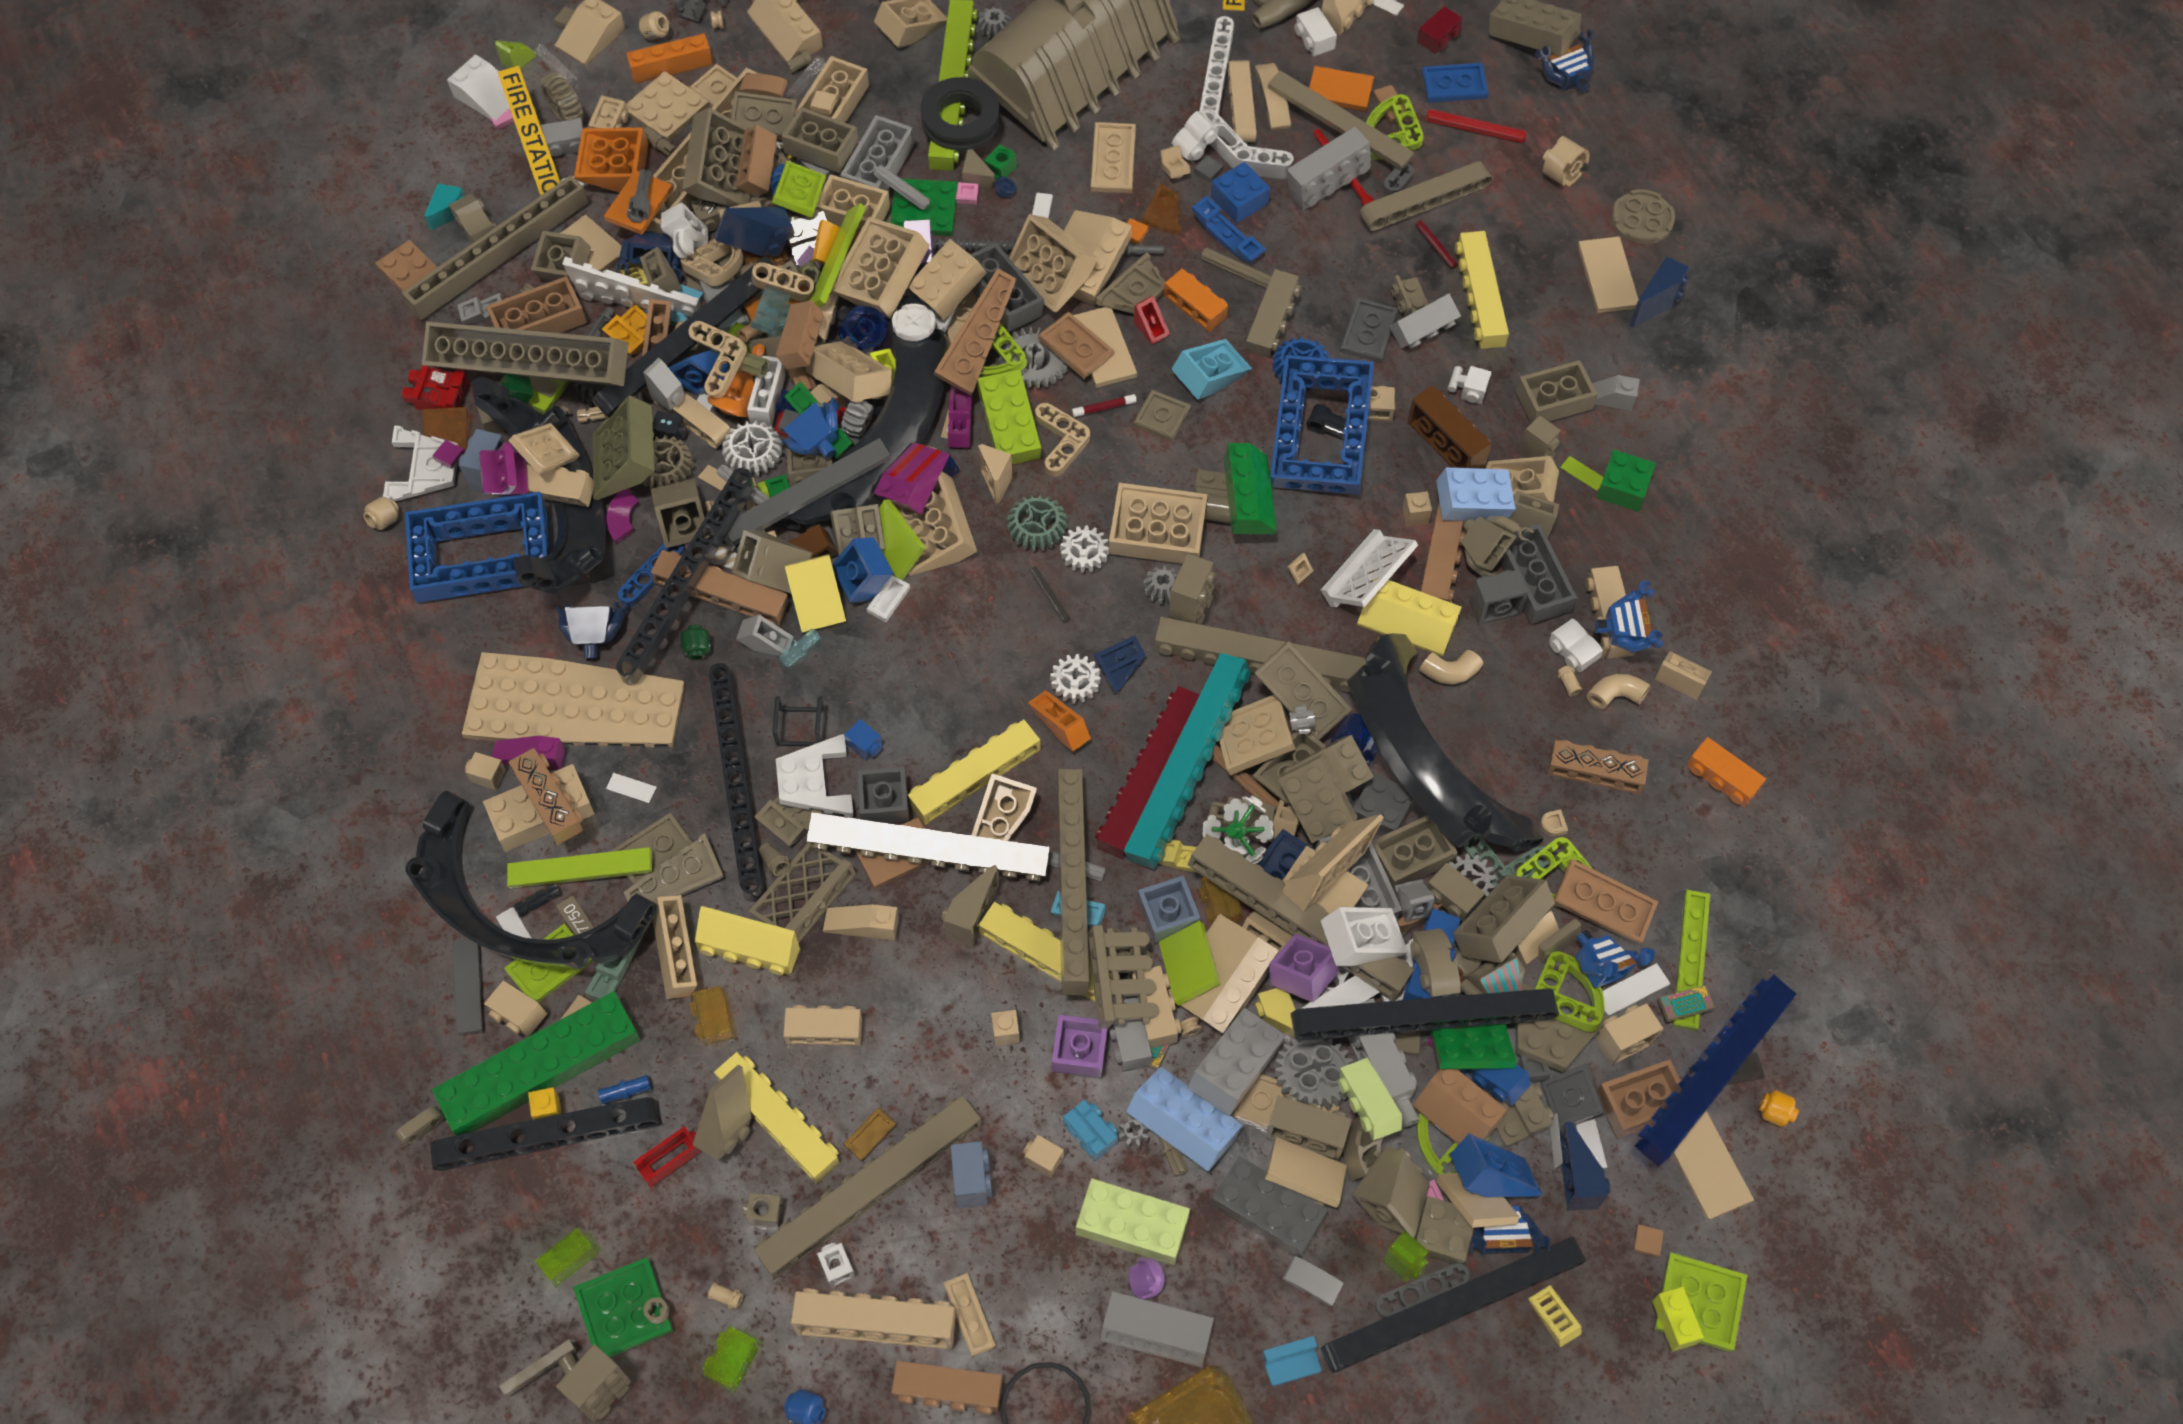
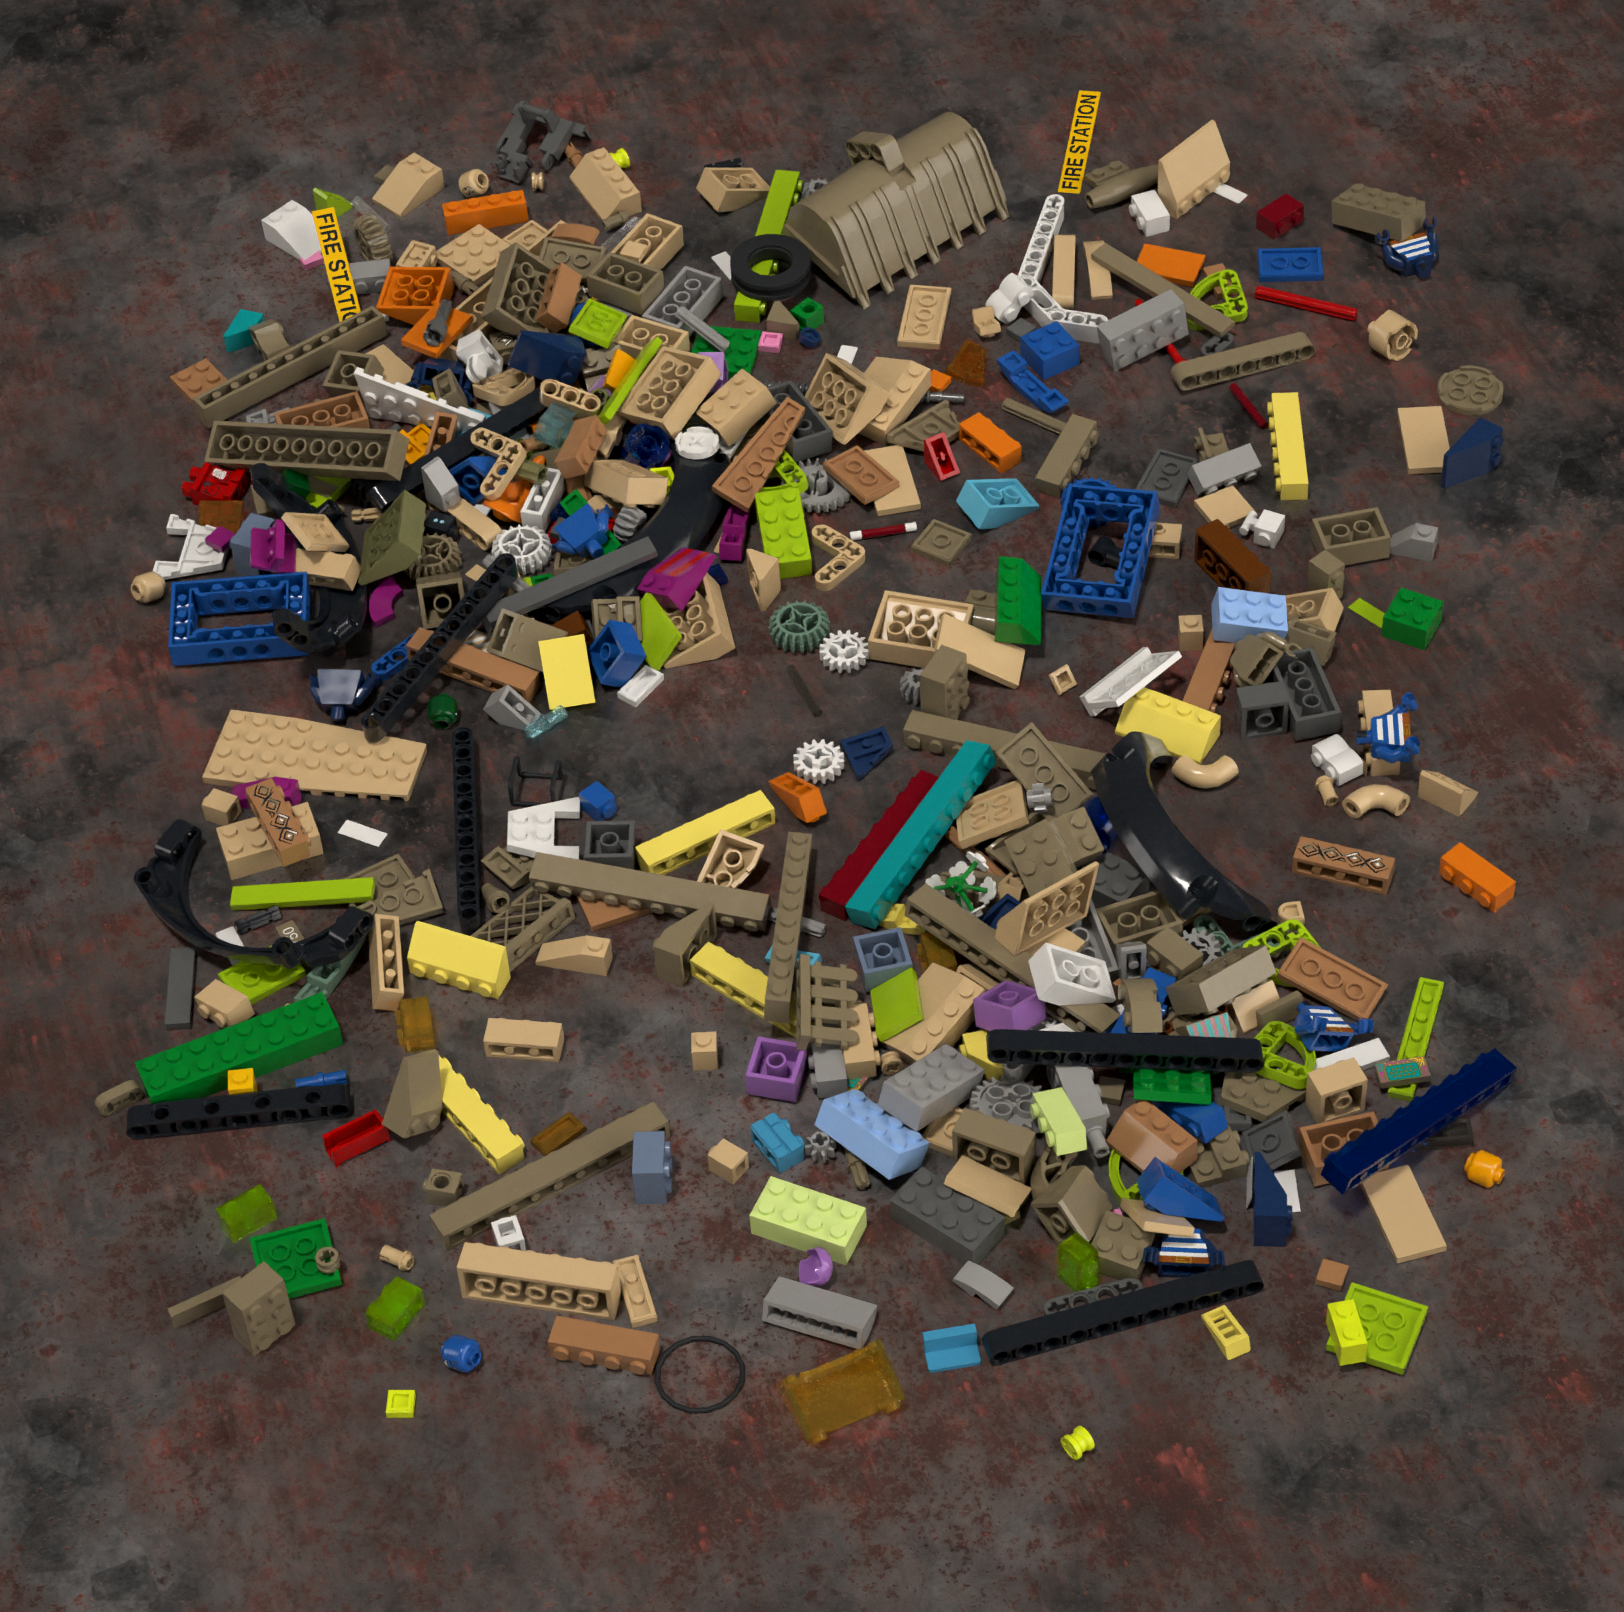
camera: 10 degrees right, 15 degrees down
(912, 104) = (723, 262): none -> white sticker
(1217, 544) = (984, 656): none -> tan tile
(1429, 362) = (1224, 505): none -> tan tile

